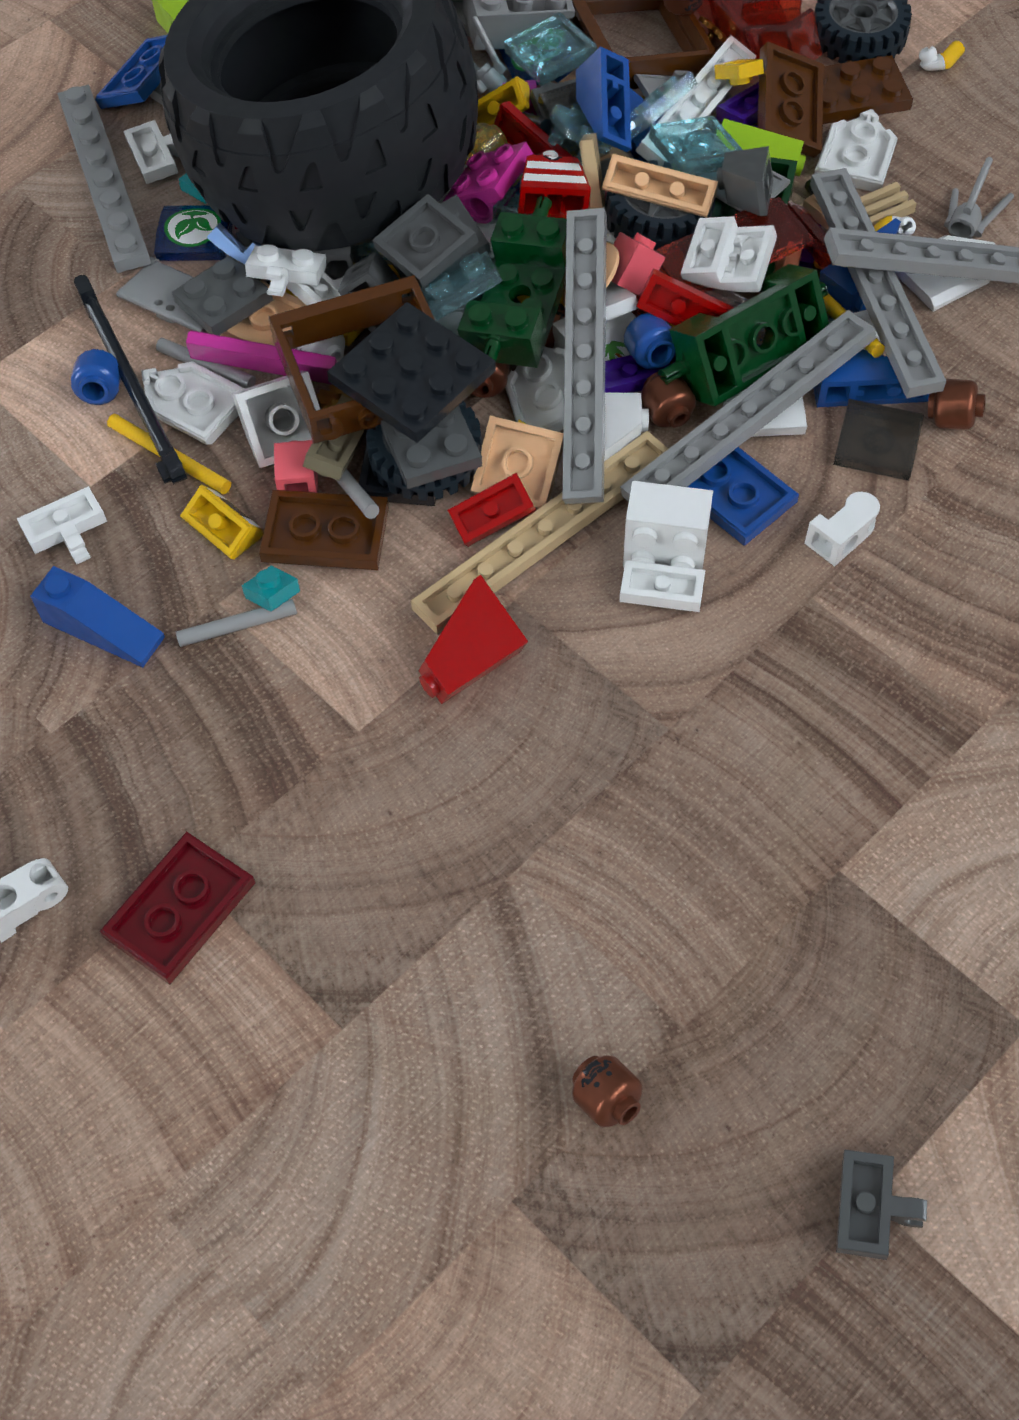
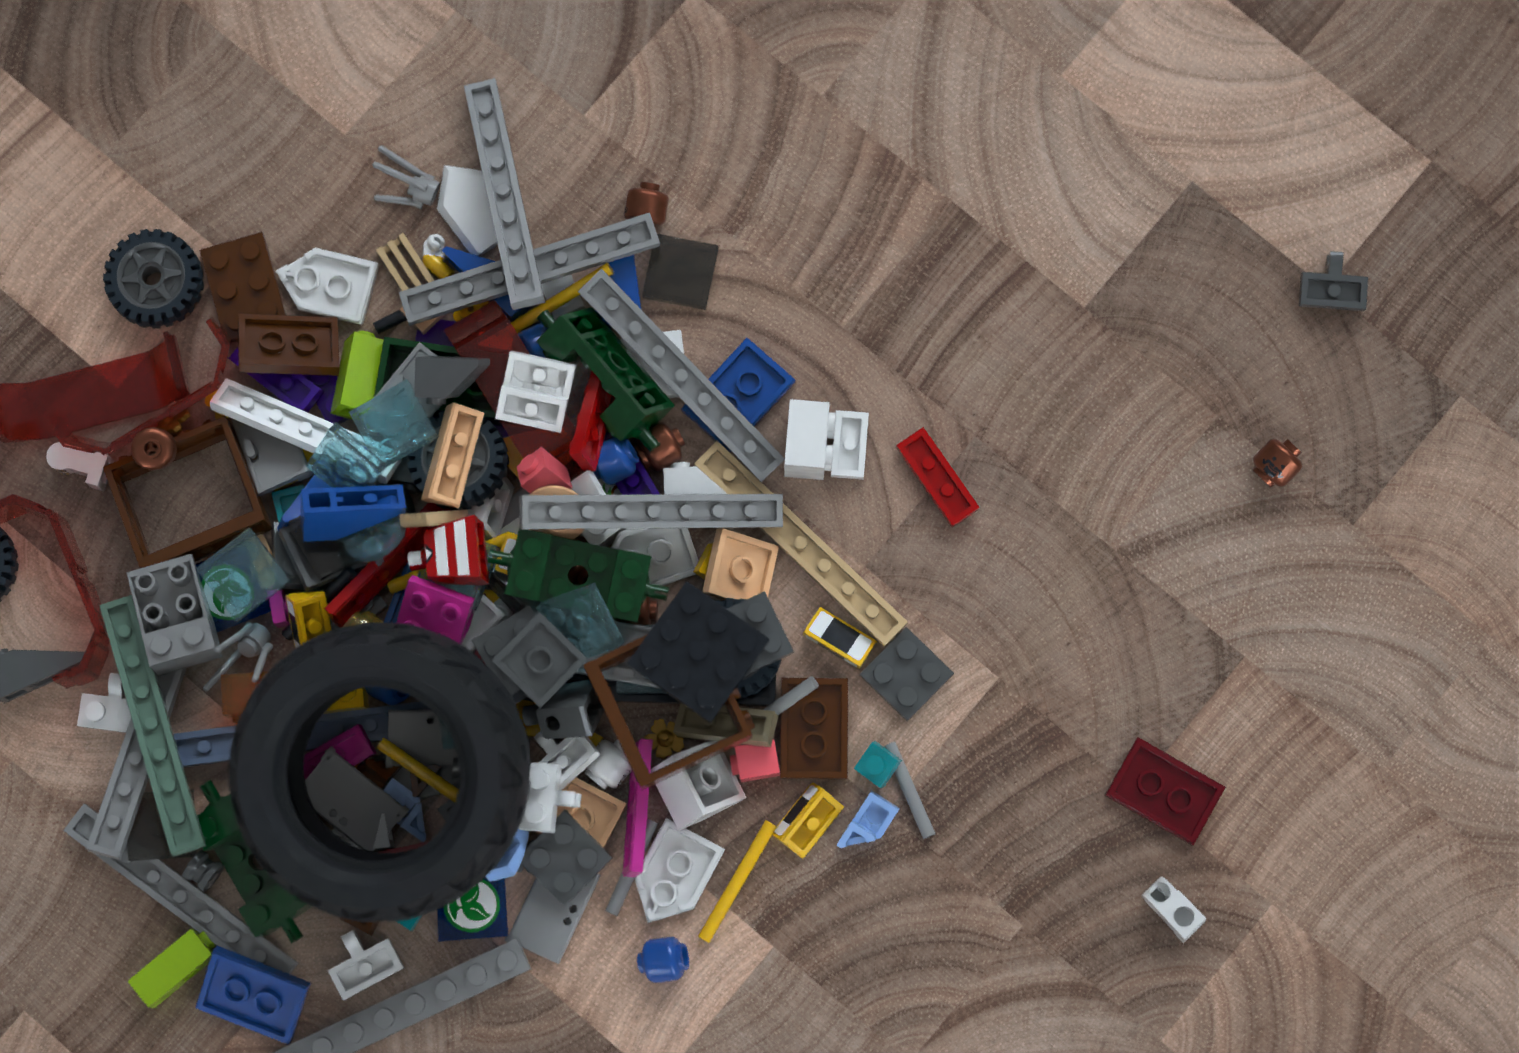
camera: 95 degrees left, 20 degrees up
(64, 522) = (824, 956): white plate -> none
(94, 617) = (921, 903): blue slope -> none
(170, 466) = (762, 870): black hinge -> none
(207, 581) = (869, 821): none -> light blue slope
(376, 630) = (906, 674): none -> dark grey plate
(427, 560) = (839, 637): none -> slope
(471, 644) = (926, 592): red slope -> none
(491, 510) = (788, 588): red plate -> none
(615, 675) = (937, 477): none -> red plate
(739, 70) = (270, 391): yellow plate -> none
(845, 530) = (775, 292): white leg -> none
(943, 61) = (200, 200): arm -> none

